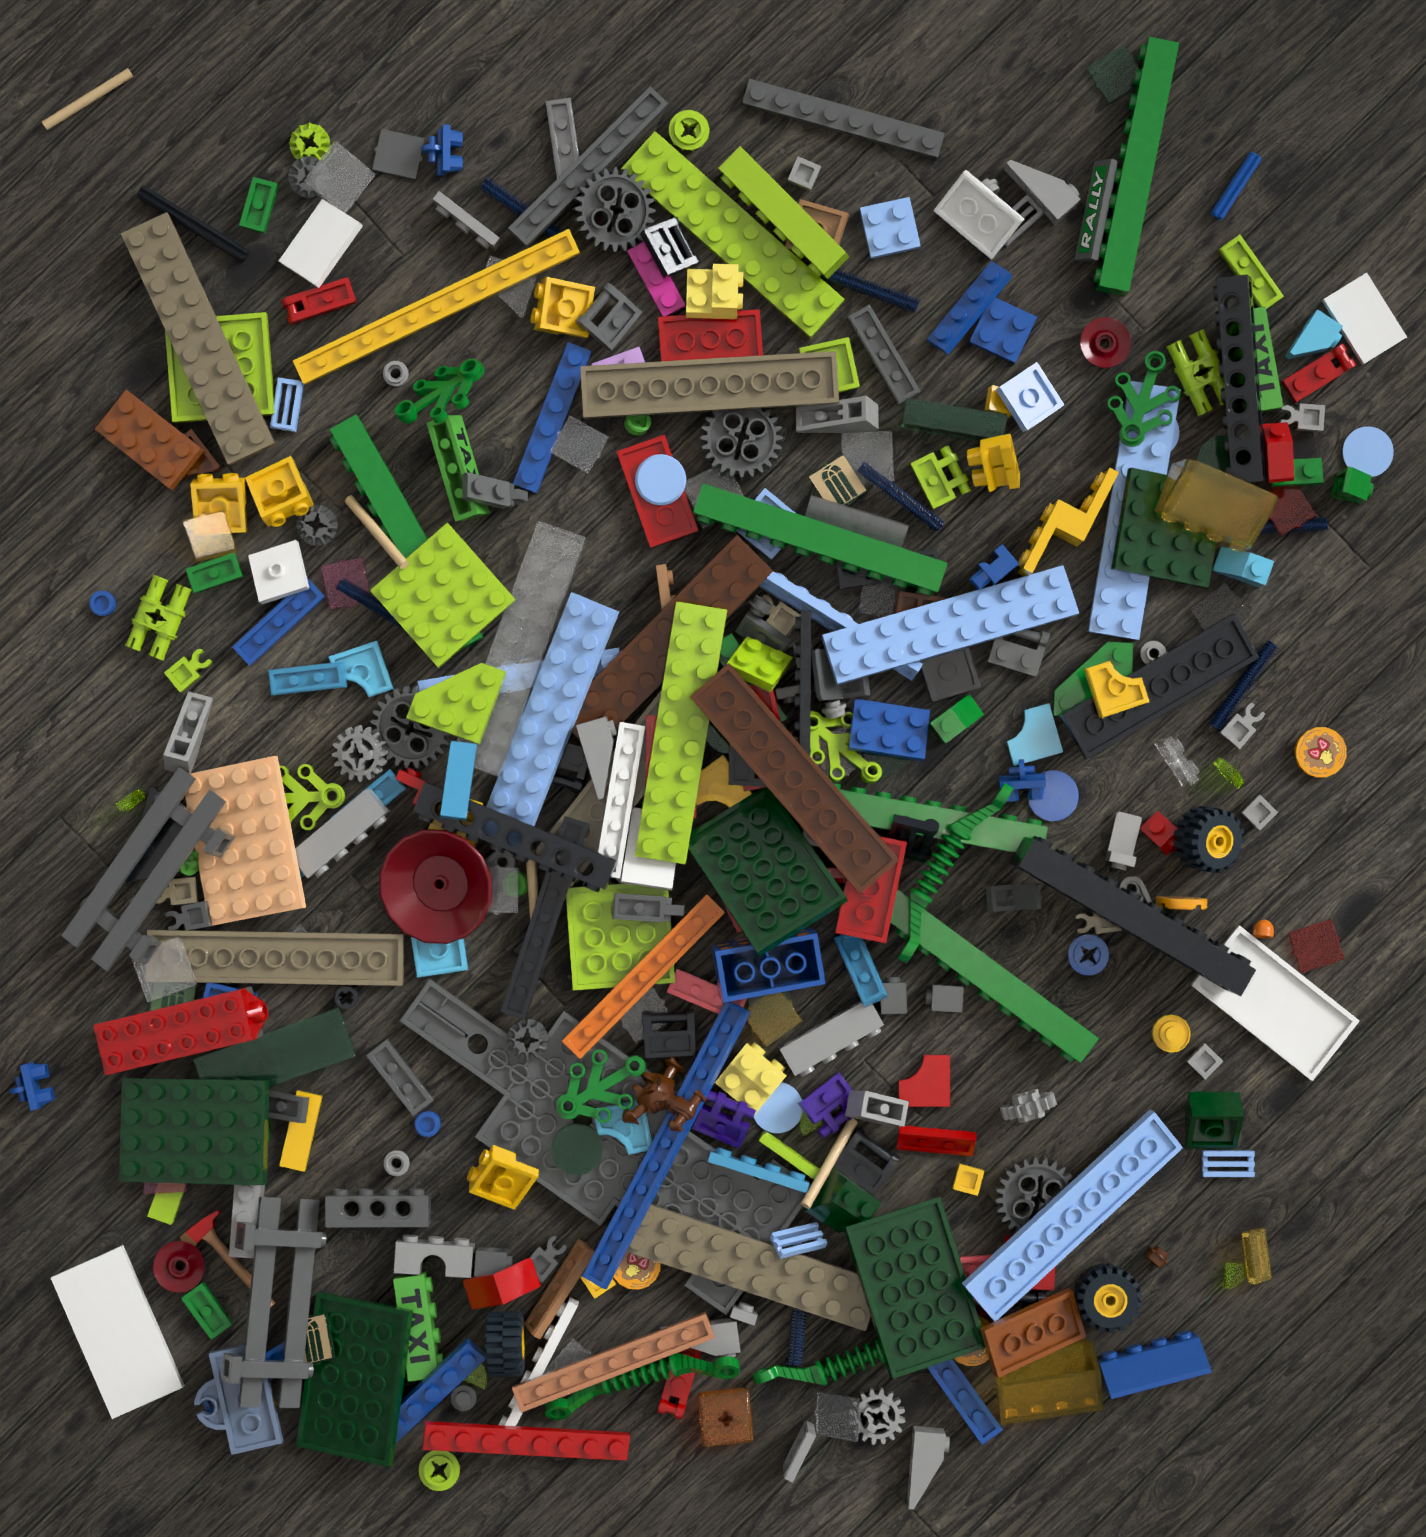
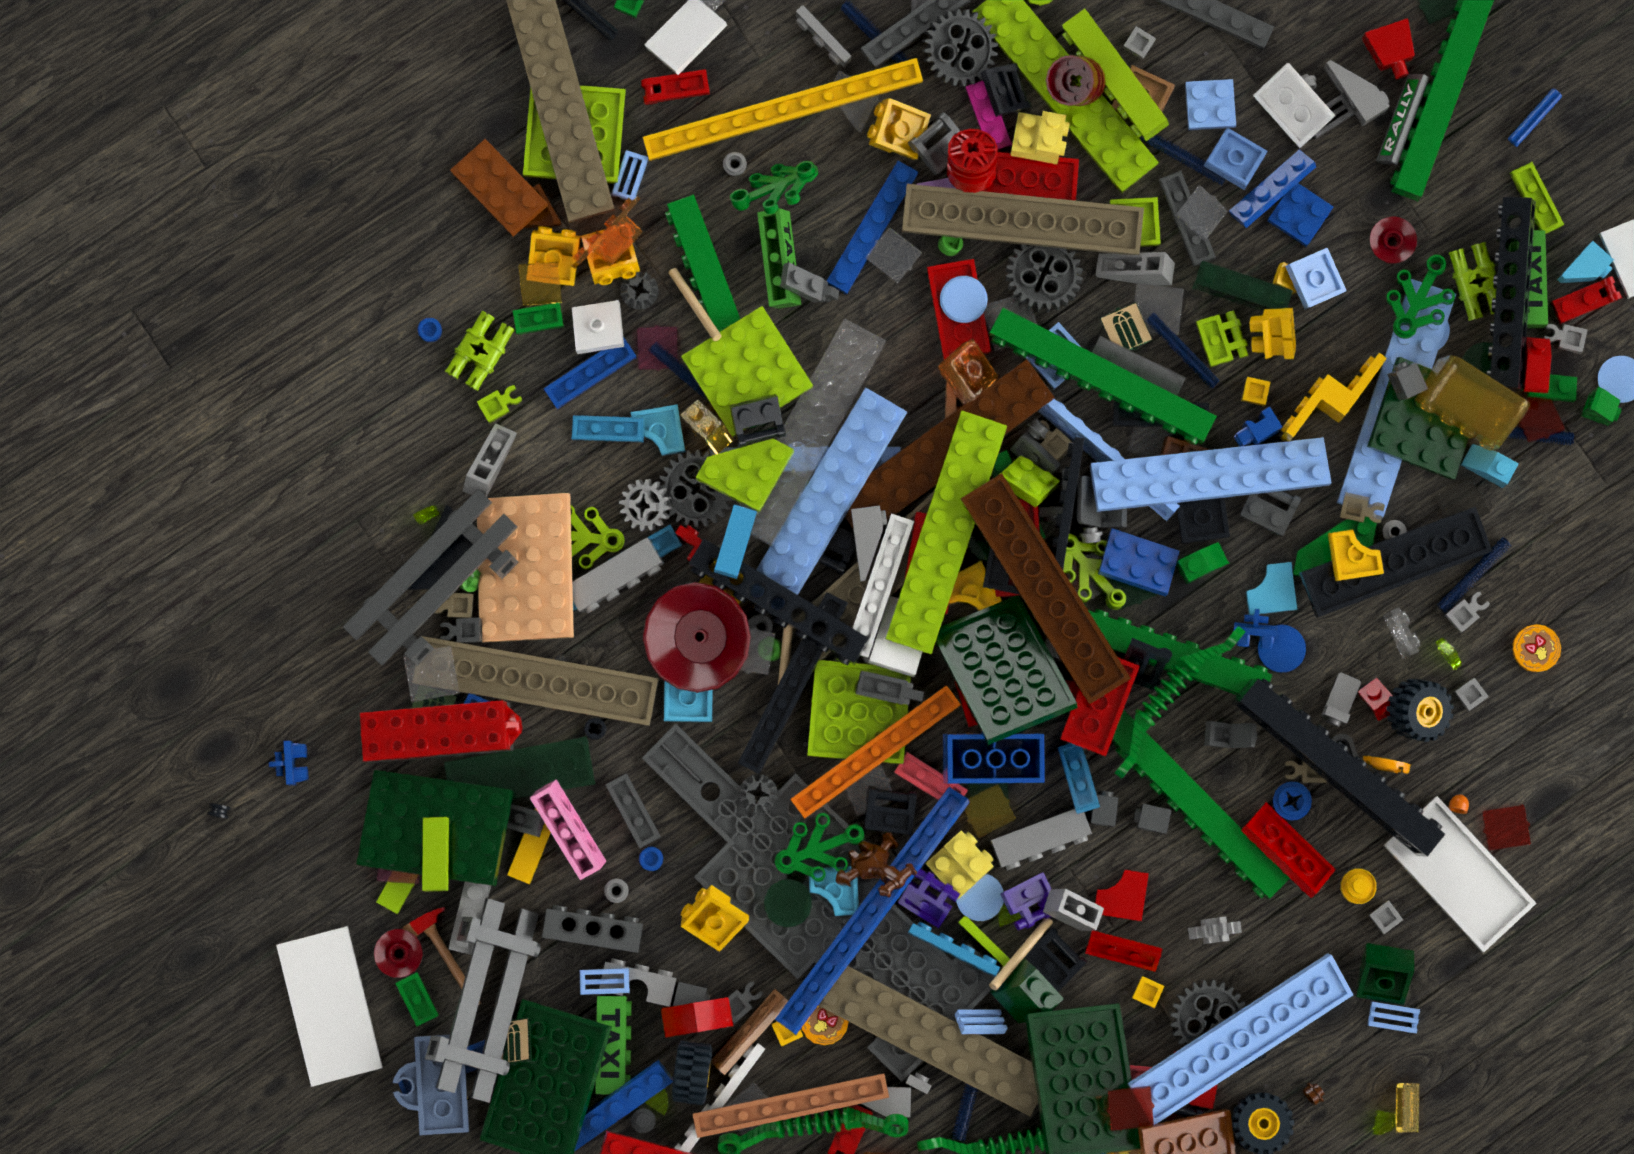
camera: 10 degrees right, 5 degrees down
(197, 1161) = (435, 854): none -> lime tile
(279, 477) = (614, 239): none -> clear orange bracket
(333, 1110) = (568, 829): none -> bright pink brick
(410, 661) = (707, 427): none -> clear yellow brick
(420, 1259) = (625, 980): none -> light blue tile
(458, 639) = (755, 413): none -> black plate
(645, 330) = (972, 160): none -> red wheel
(676, 557) = (968, 371): none -> clear orange brick
(728, 226) = (1063, 80): none -> wheel
(898, 346) = (1201, 213): none -> clear piece
(925, 282) = (1235, 158): none -> medium blue tile
(968, 1309) = (1130, 1108): none -> clear red piece
(984, 527) = (1255, 391): none -> yellow plate
(1072, 135) = (1391, 47): none -> red torso
(1092, 1008) = (1288, 850): none -> red plate
(1110, 635) = (1356, 508): none -> dark tan plate
(1143, 492) = (1407, 380): none -> dark grey brick

